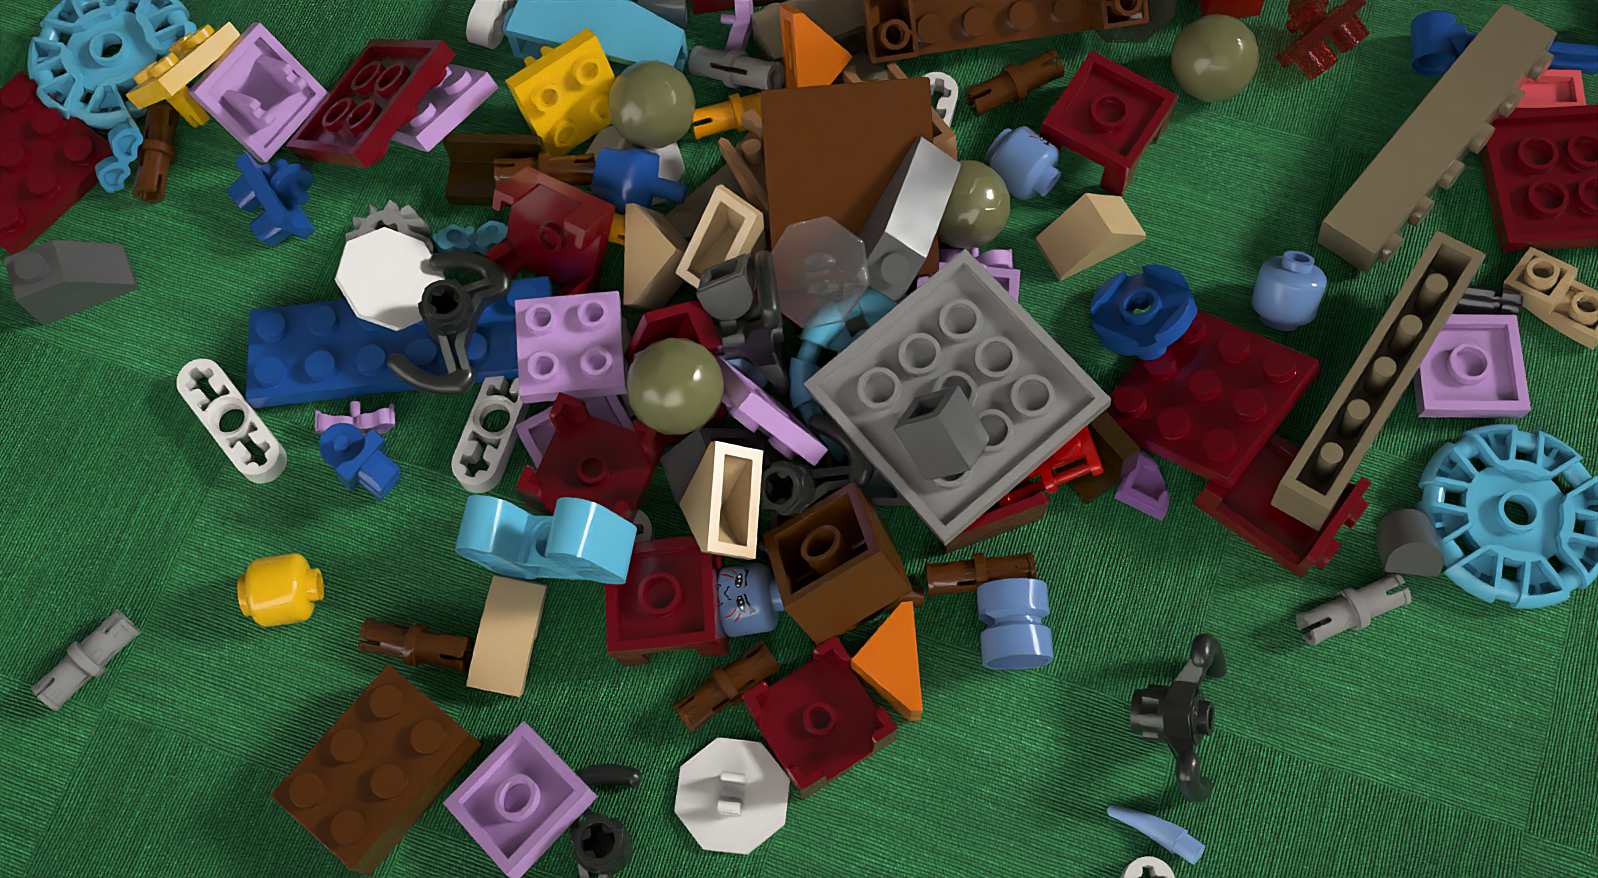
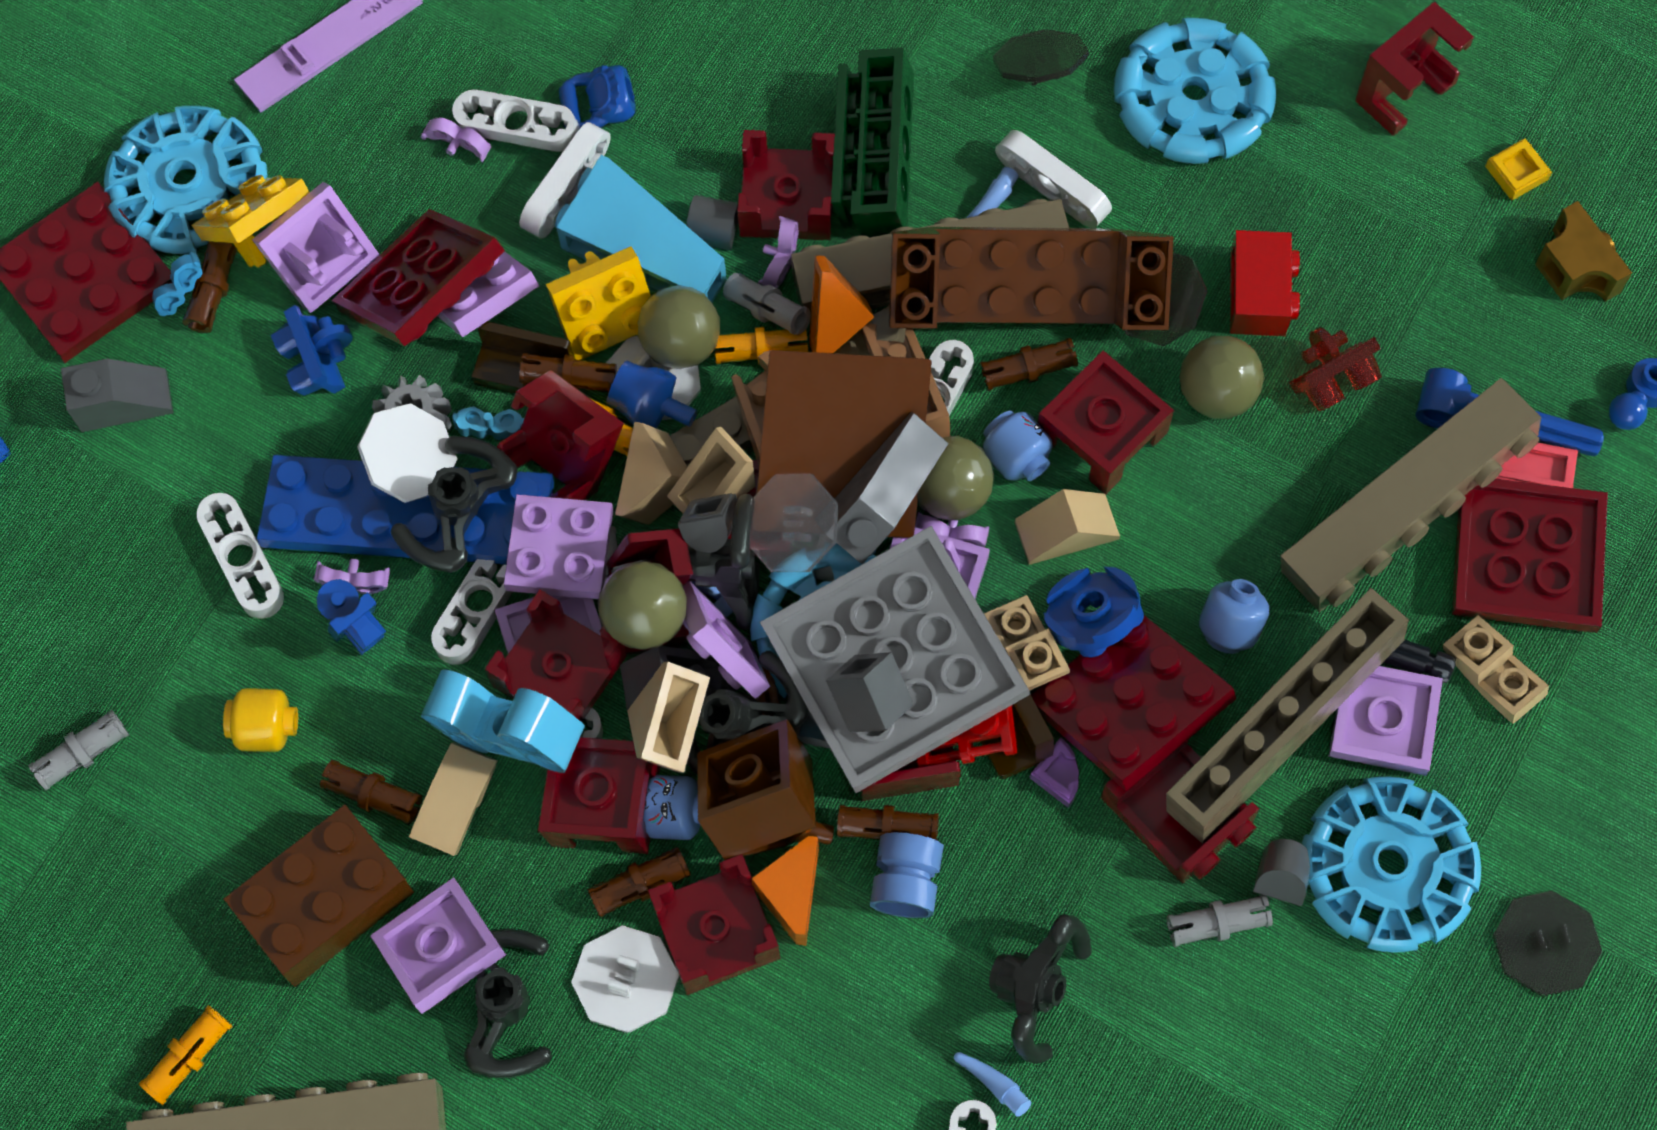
camera: 10 degrees right, 0 degrees up
(1093, 357) = (1028, 642): none -> tan slope

